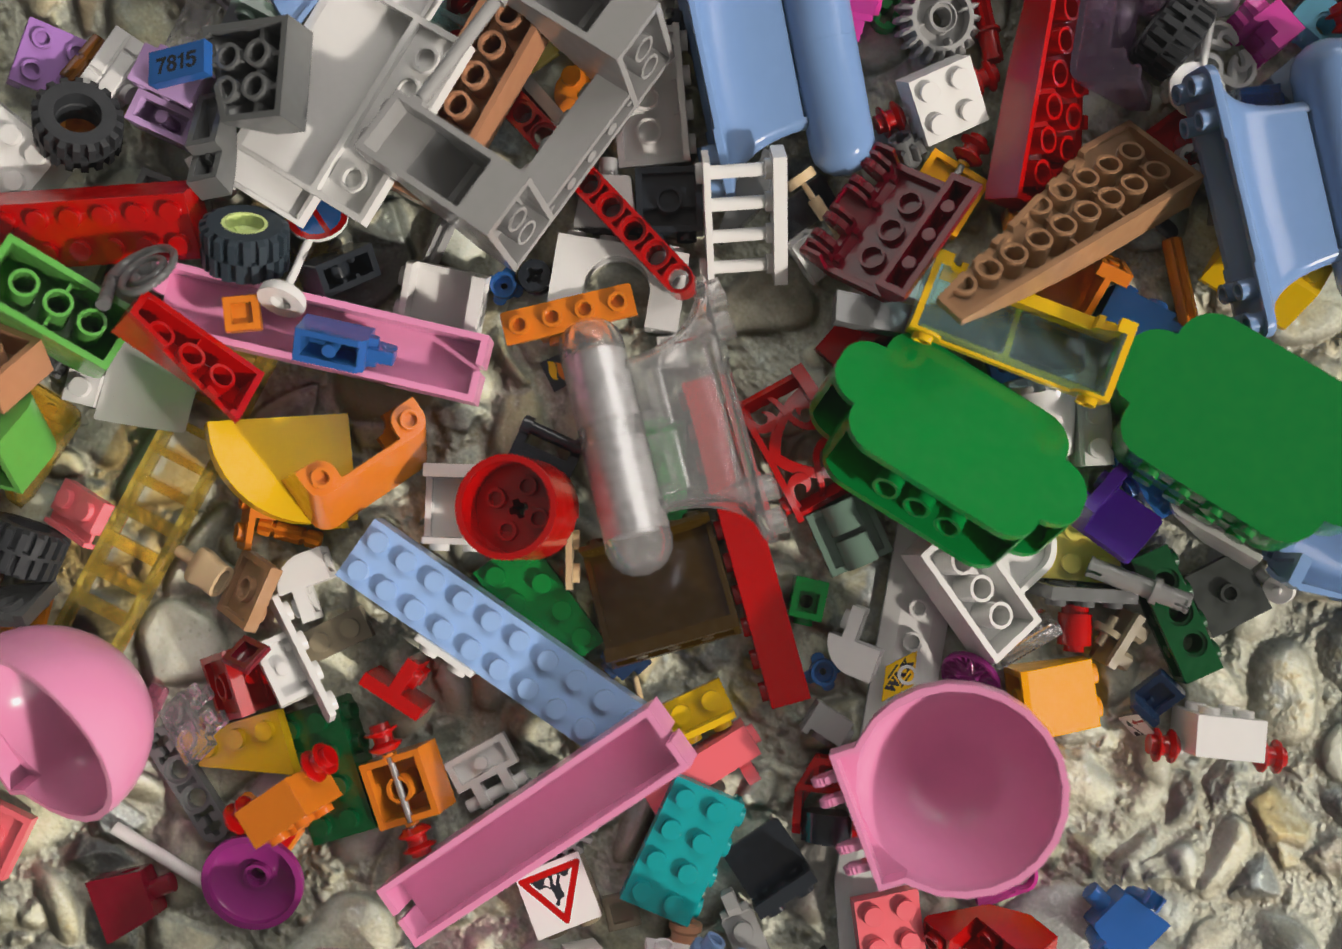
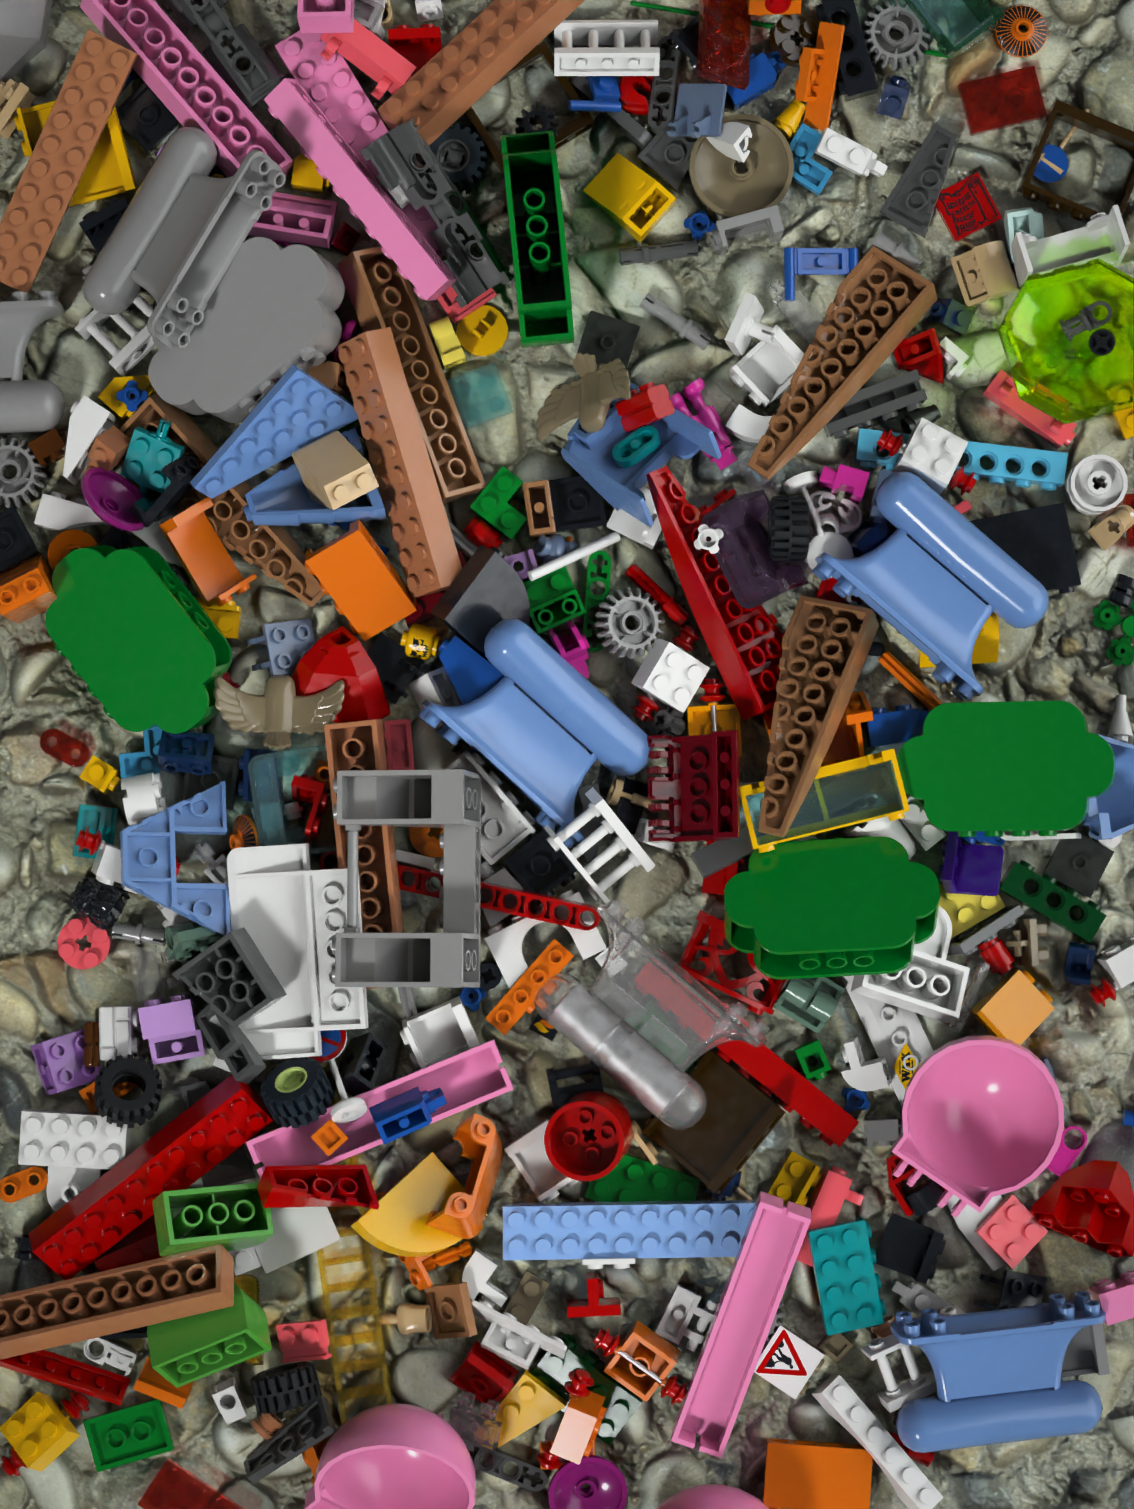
camera: 40 degrees left, 0 degrees up
(134, 267) = (256, 1151): dark grey piece -> none
(180, 64) = (176, 1008): blue tile -> none
(246, 654) = (483, 1350): dark red slope -> none
(970, 667) = (948, 1030): magenta wheel -> none
(1136, 725) = (1079, 990): white sticker -> none
(1153, 590) = (1013, 902): light grey pin -> none

